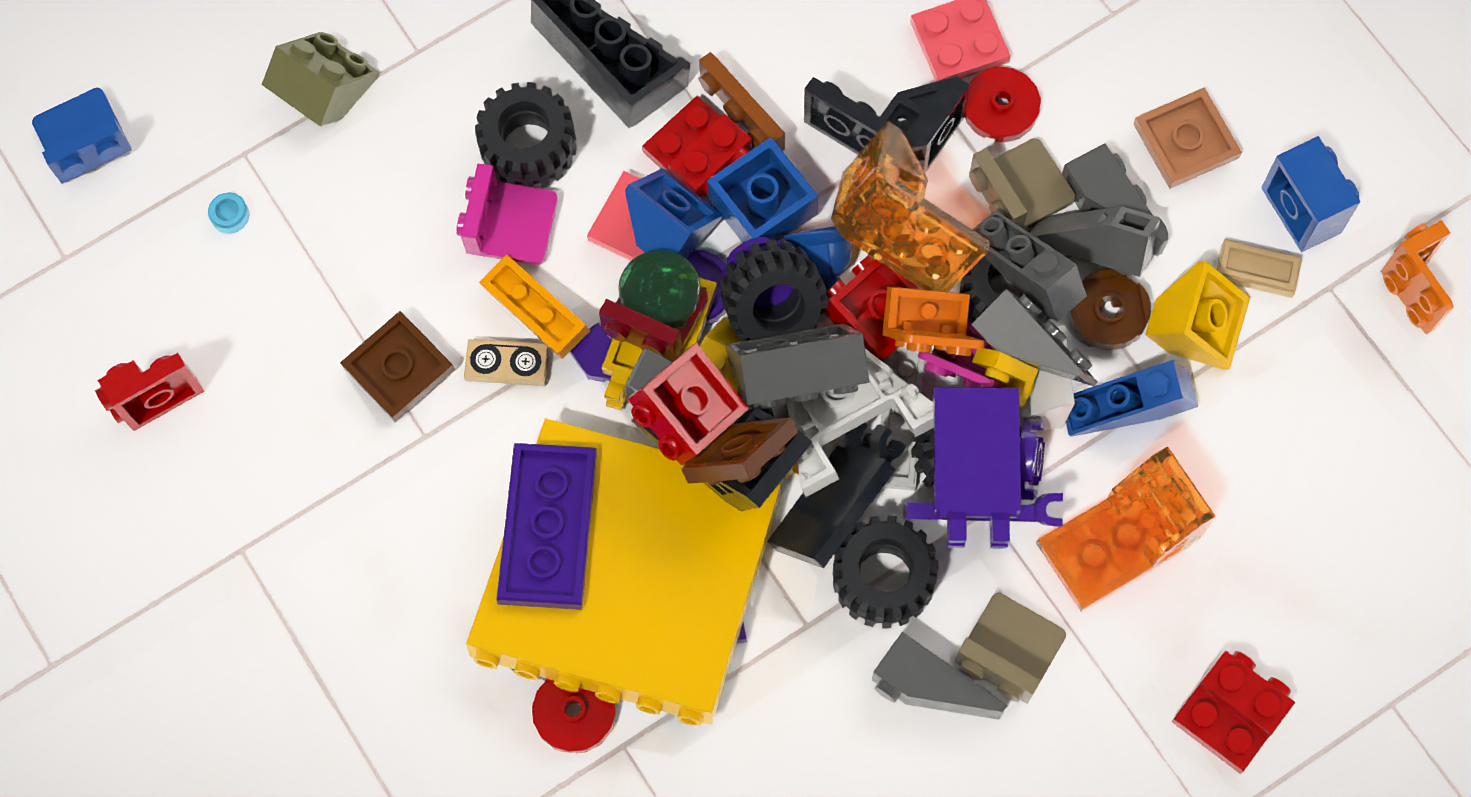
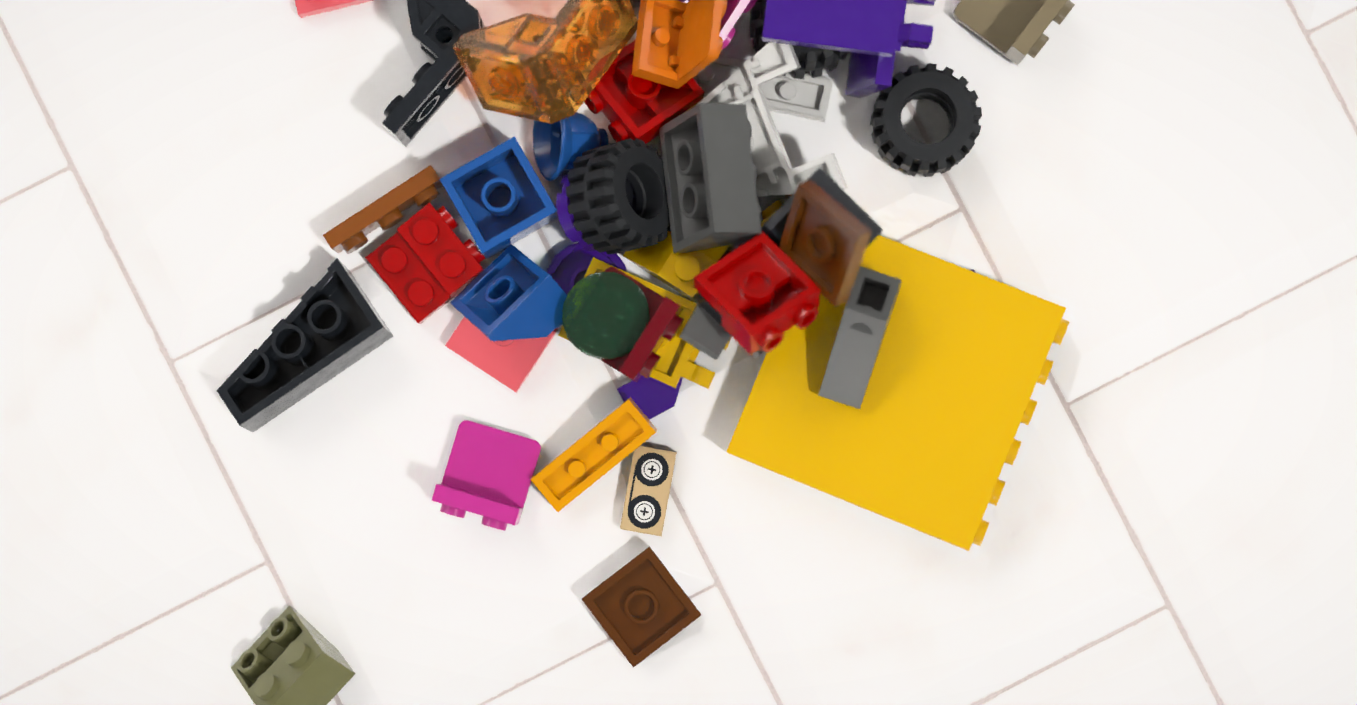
camera: 85 degrees left, 15 degrees up
(519, 108) = (358, 441): black tyre -> none
(547, 526) = (850, 457): dark purple tile -> none
(569, 733) = (1051, 460): red plate -> none
(664, 517) = (860, 337): none -> slope
(825, 518) = (873, 171): black tile -> none
(927, 681) = (1039, 95): dark grey slope -> none

